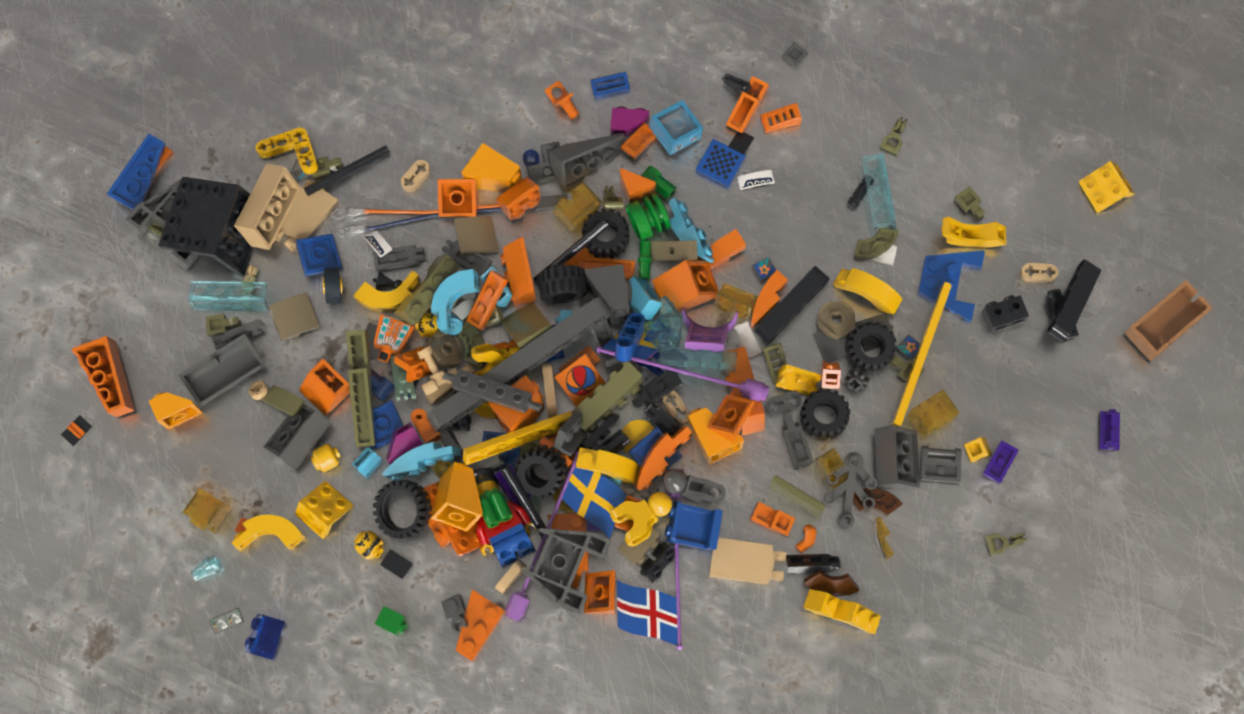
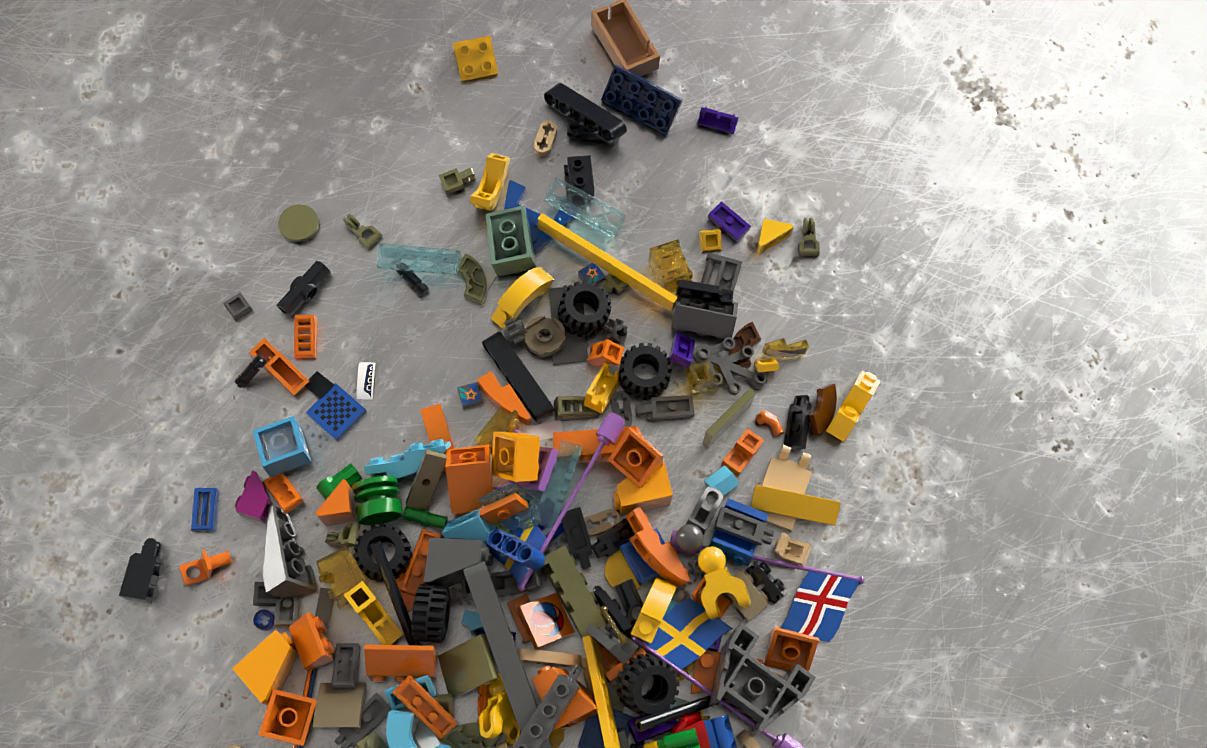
camera: 85 degrees left, 5 degrees down
(507, 231) = (345, 666): none -> dark grey plate
(546, 55) = (143, 573): none -> black hinge
(555, 238) = (373, 614): none -> yellow arch
(597, 423) = (604, 610): none -> clear yellow hinge
(663, 319) = (503, 508): none -> orange plate
(690, 578) = (792, 550): none -> tan bracket
(699, 528) = (743, 527): none -> dark grey hinge
(709, 316) = (515, 456): none -> light orange slope
(731, 573) = (795, 505): none -> yellow slope
(737, 504) = (722, 480): none -> medium azure piece
(825, 103) = (303, 288): none -> black piece
(832, 290) = (514, 331): none -> dark grey gear
(853, 442) = (682, 349): none -> dark purple plate
(861, 524) = (766, 365): none -> yellow tile
(887, 81) = (298, 223): none -> olive tile
(915, 452) = (703, 291): none -> black hinge
(918, 265) = (510, 241): none -> sand green slope
(965, 323) = (581, 214): none -> clear light blue fence
(998, 504) = (772, 233): none -> yellow slope
(1105, 350) = (641, 99): none -> dark blue tile

